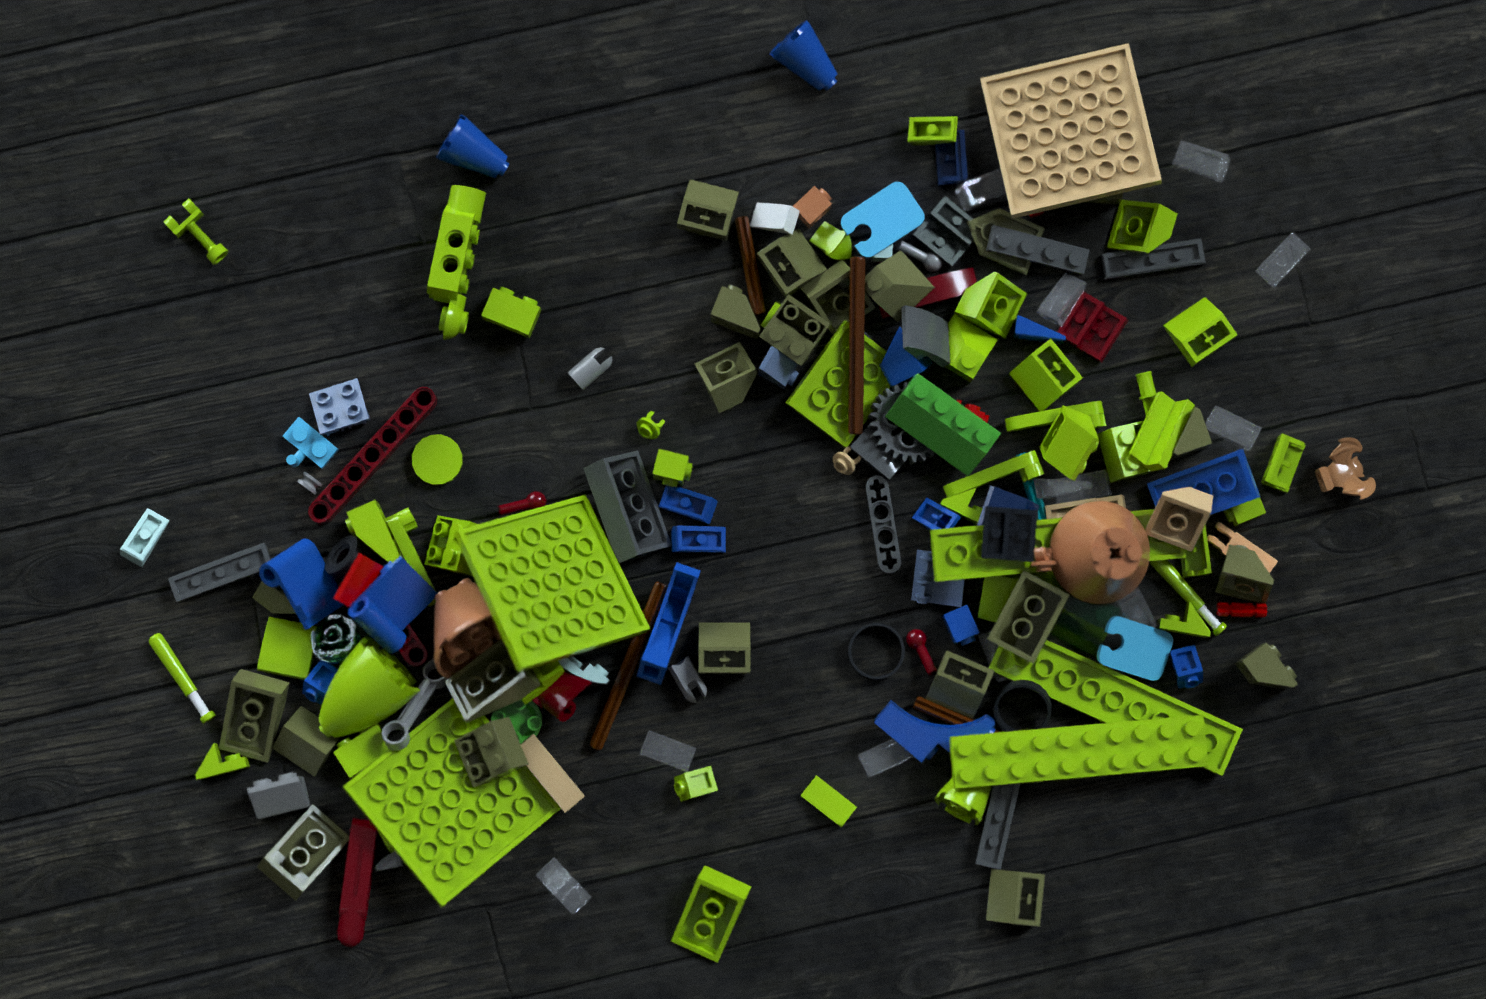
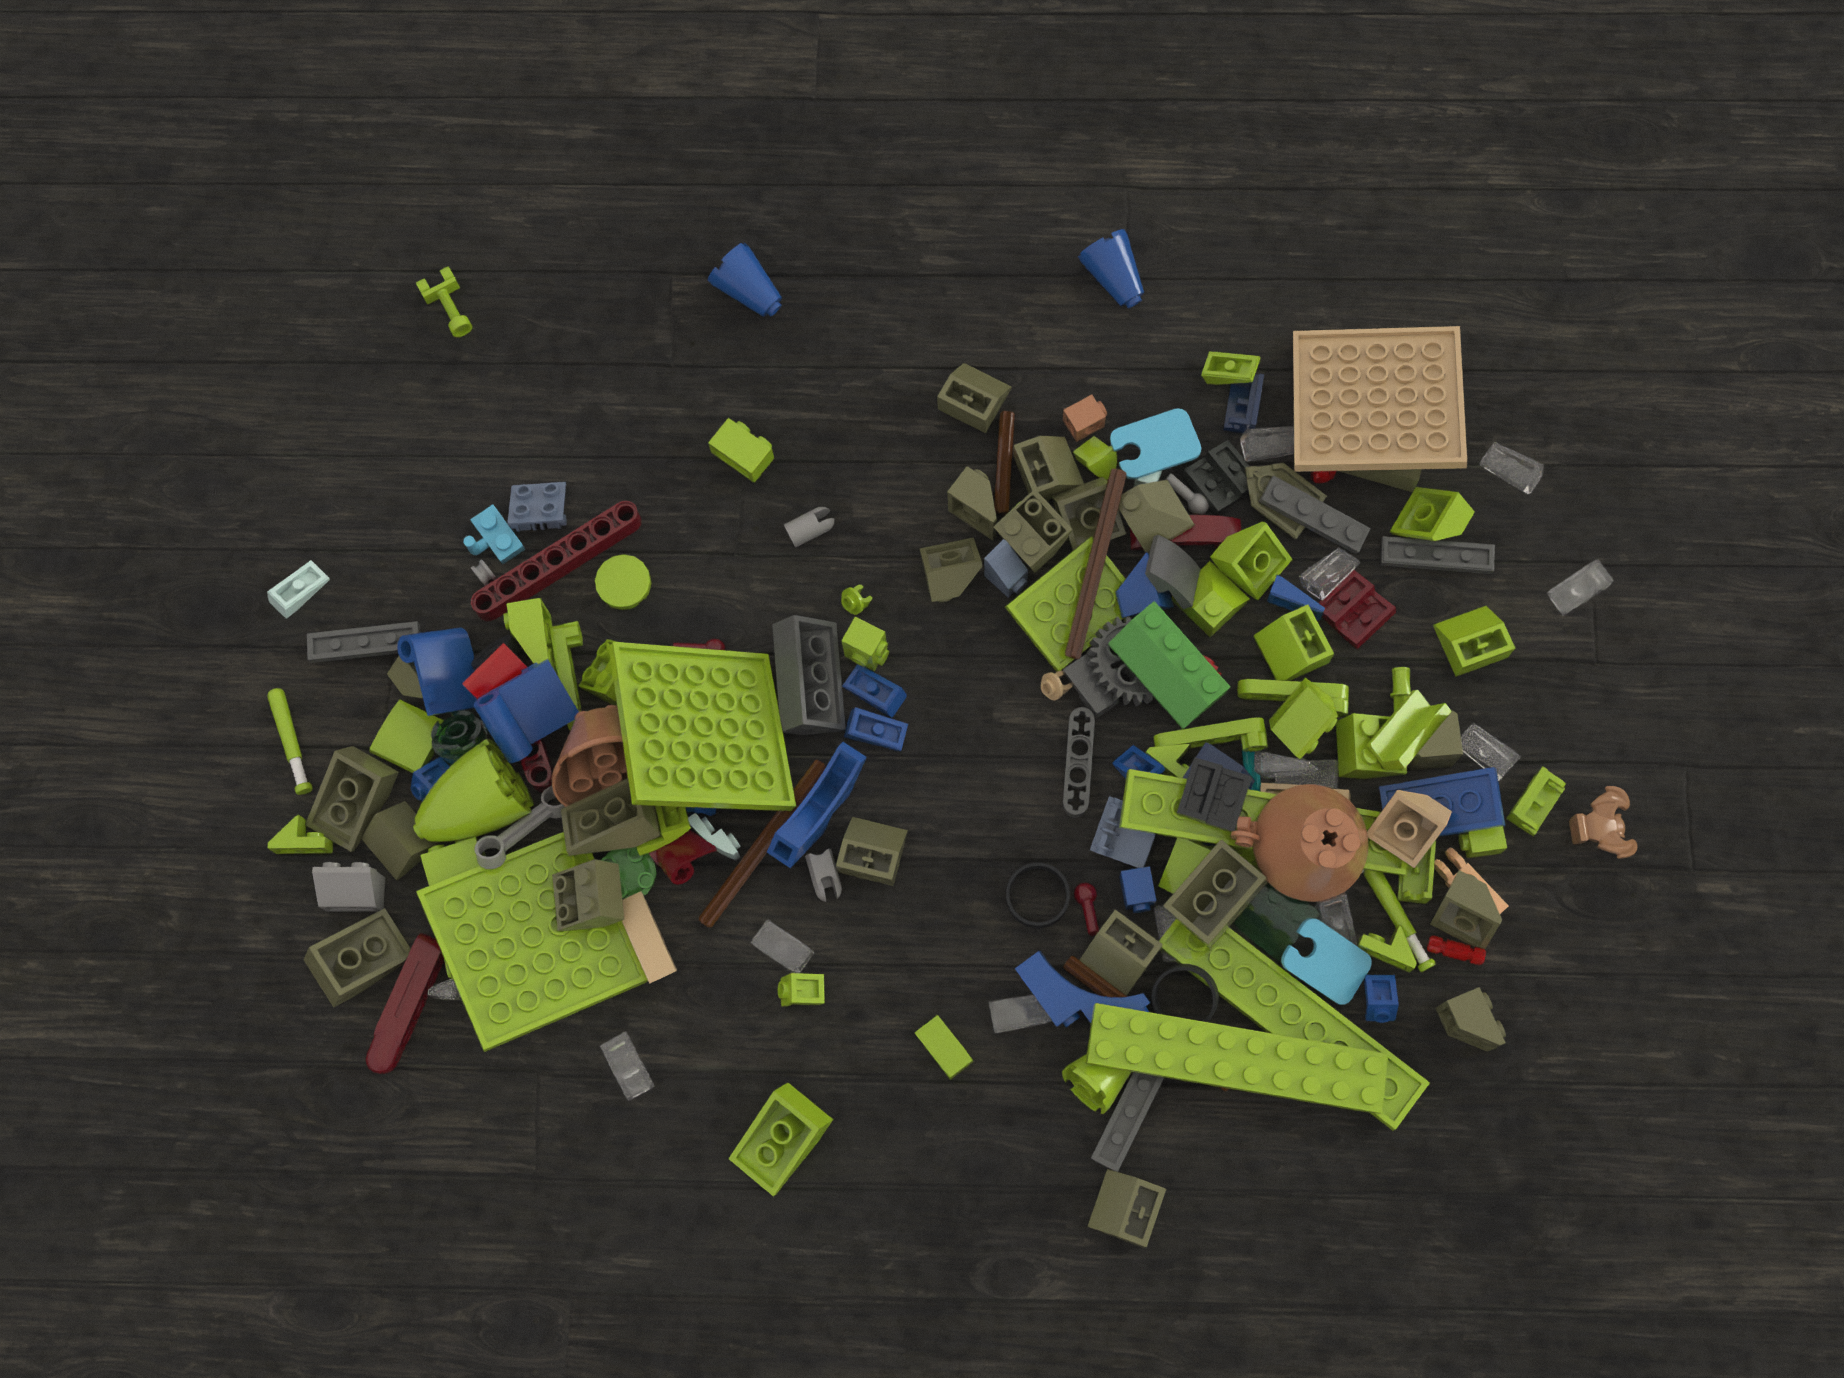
camera: 25 degrees right, 10 degrees down
(457, 223) = (697, 380): lime brick -> none
(775, 217) = (1043, 418): white slope -> none

